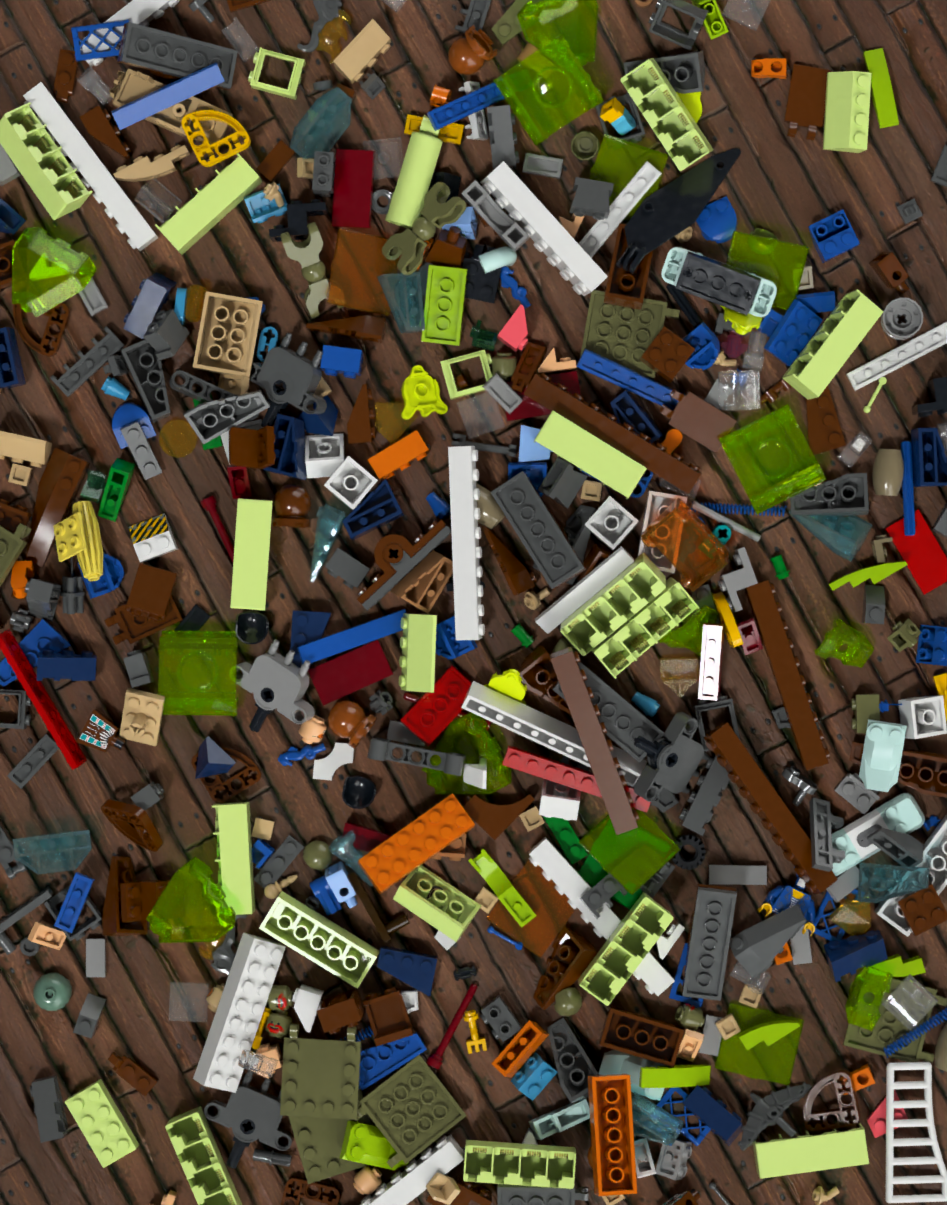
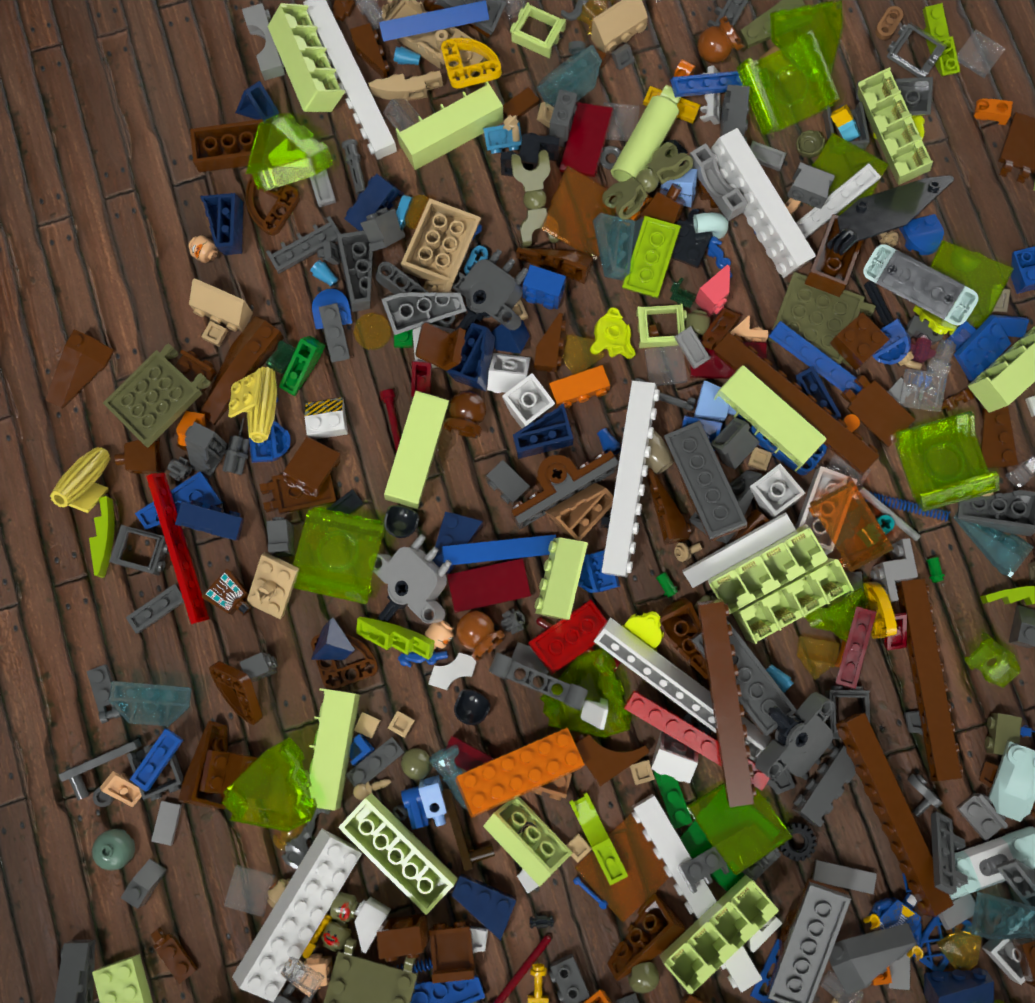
camera: 15 degrees right, 10 degrees down
(116, 259) = (353, 160): none -> dark grey pin
(144, 131) = (406, 56): none -> dark azure cone
(270, 740) = (391, 635): none -> lime slope
(295, 821) = (401, 724): none -> tan plate
(327, 529) = (496, 442): clear light blue wedge -> none

